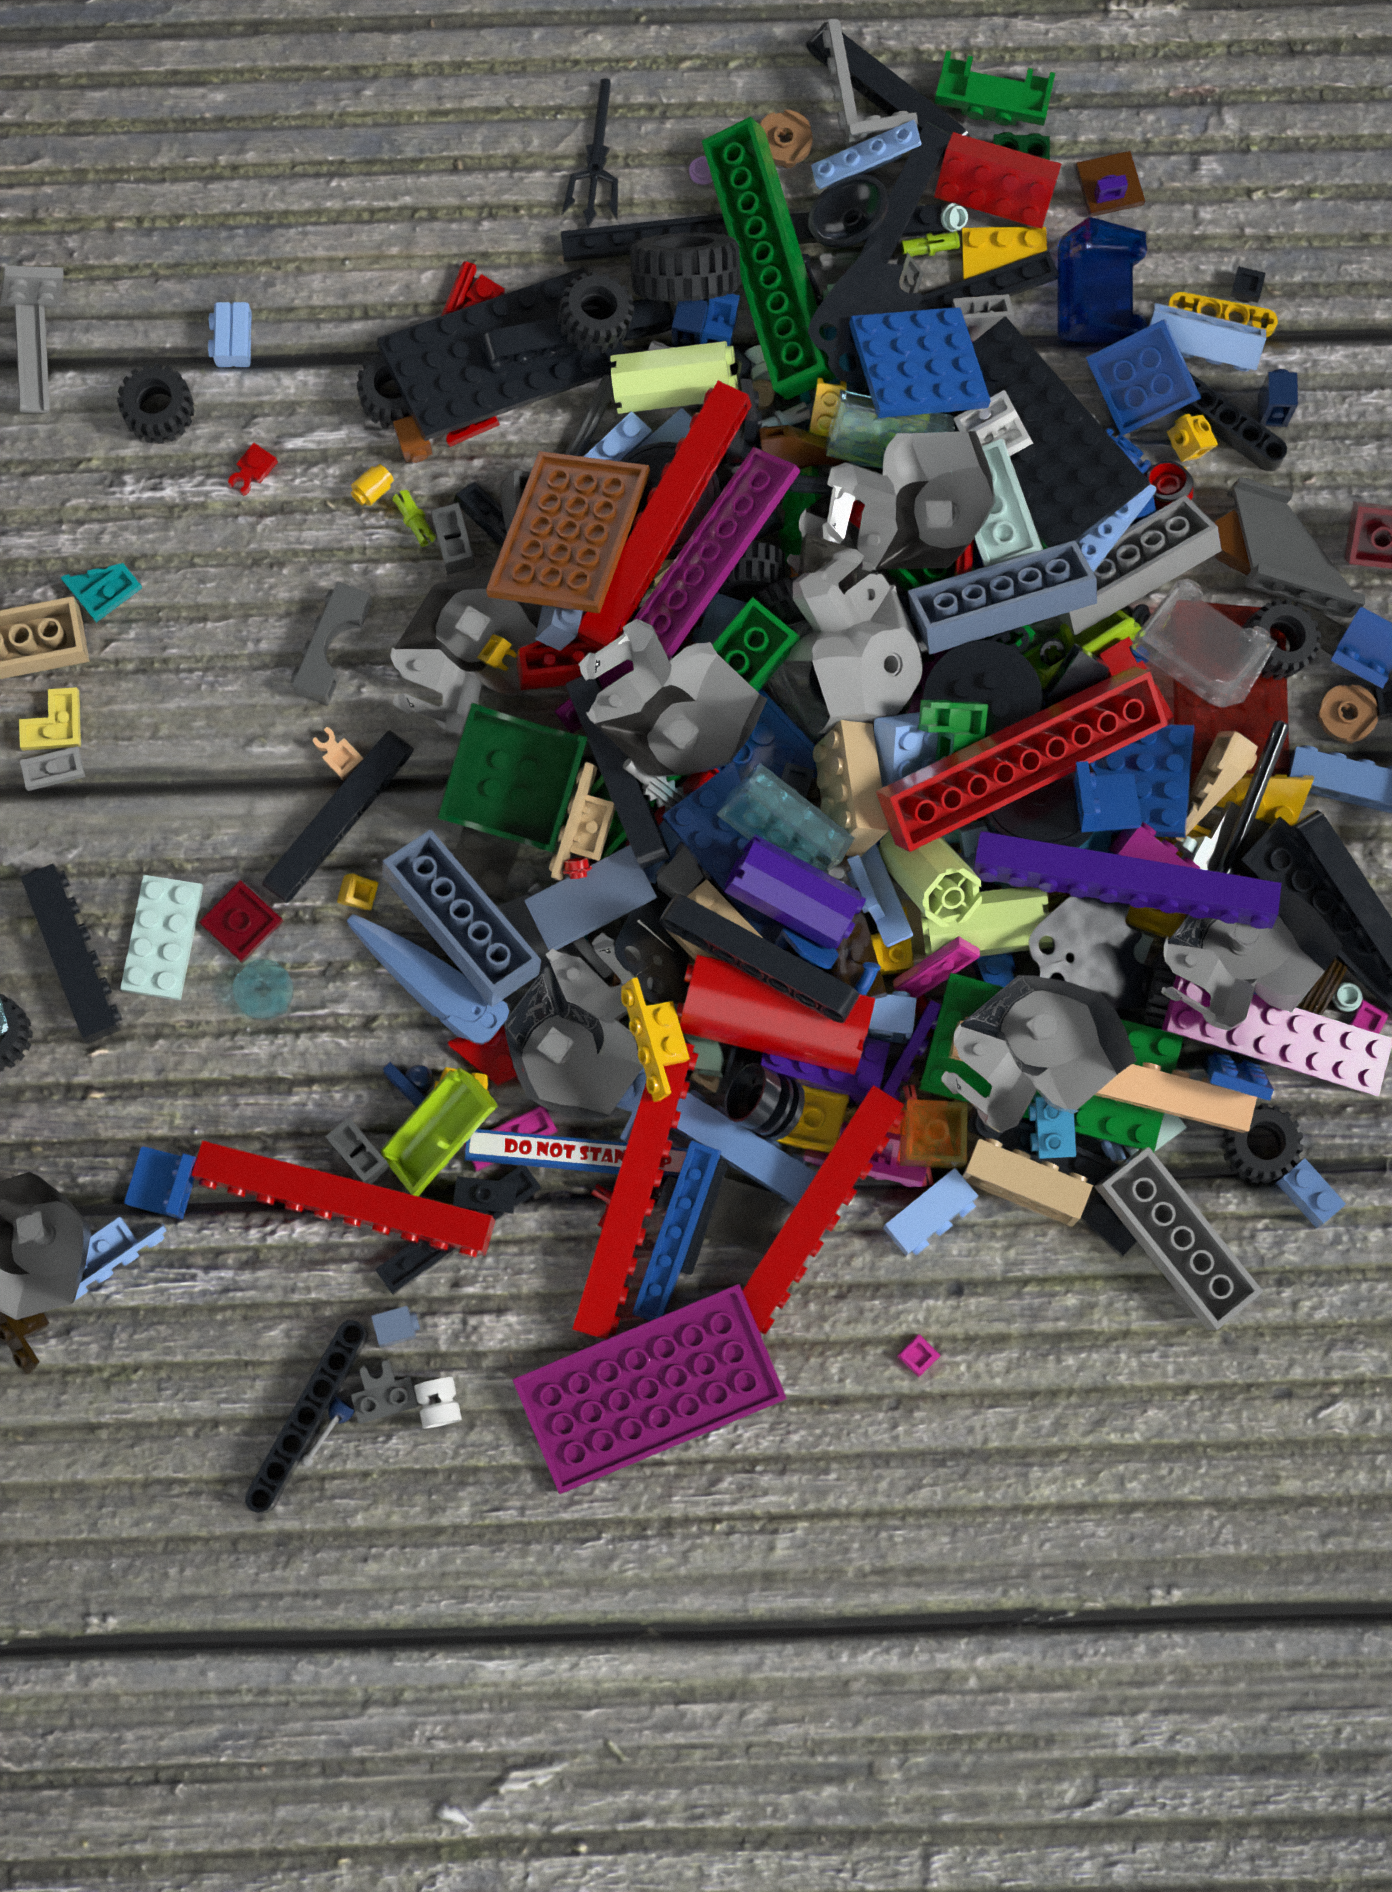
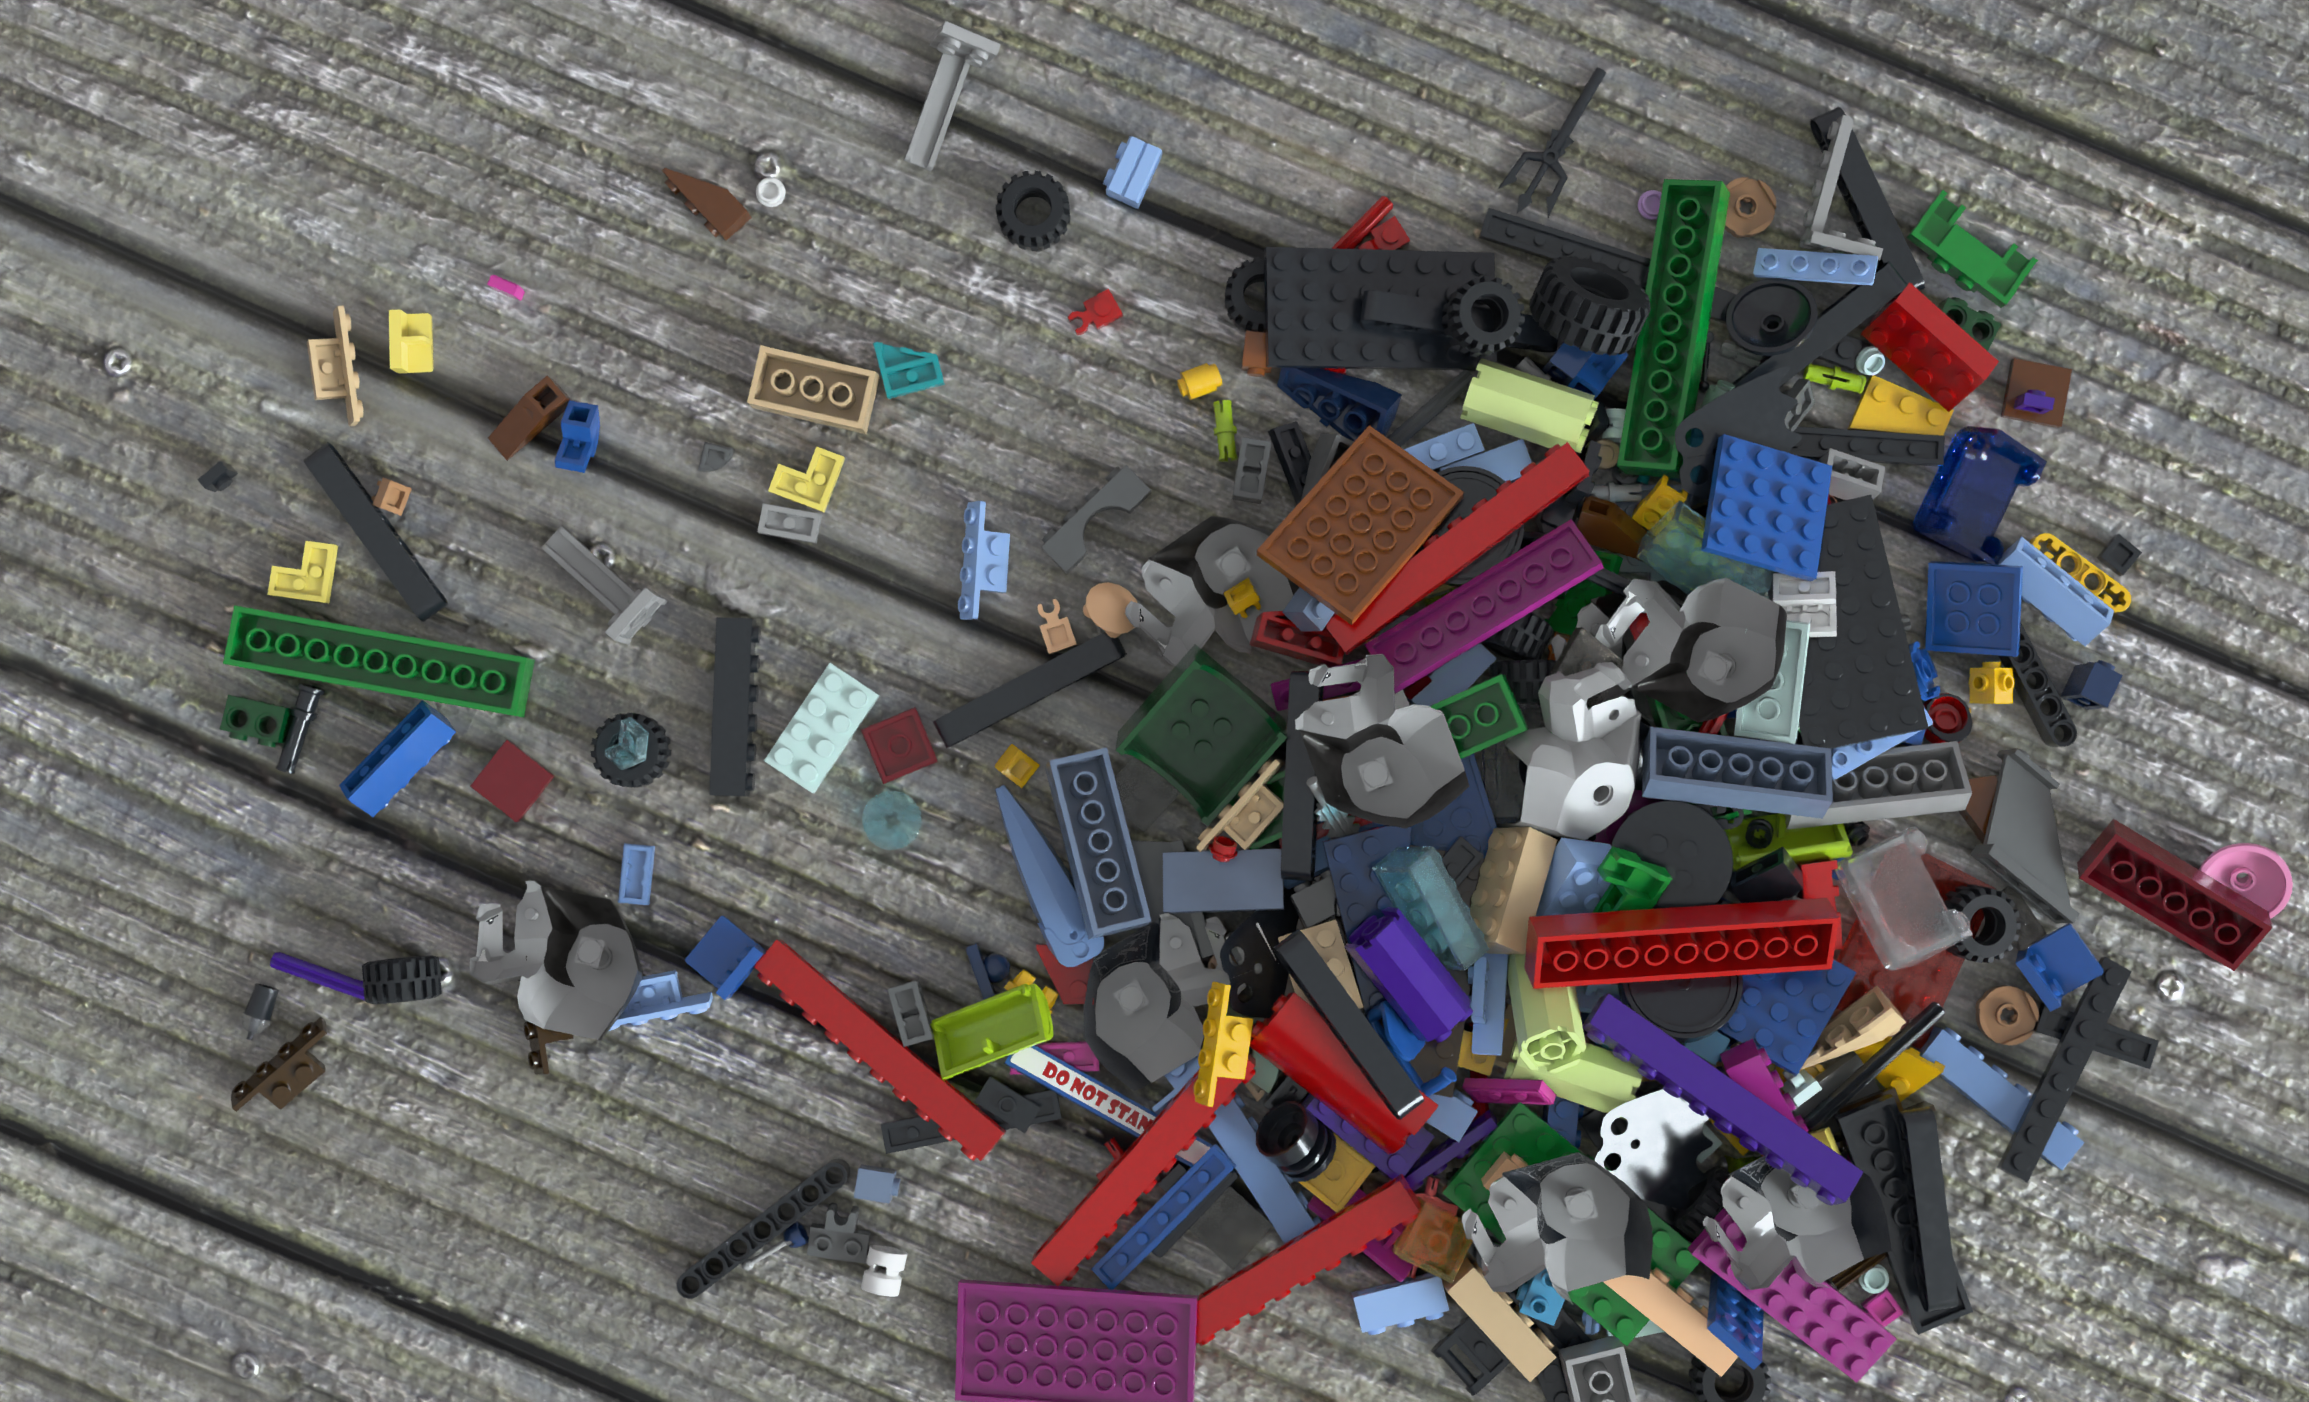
camera: 30 degrees right, 10 degrees up
(44, 1144) = (636, 874): none -> medium blue plate
(245, 724) = (984, 561): none -> light blue bracket
(380, 714) = (1107, 608): none -> light nougat dish
(502, 445) = (1341, 400): none -> dark blue wedge
(1023, 1222) = (1478, 1349): none -> black plate
(1106, 800) = (1739, 1017): blue bracket -> none

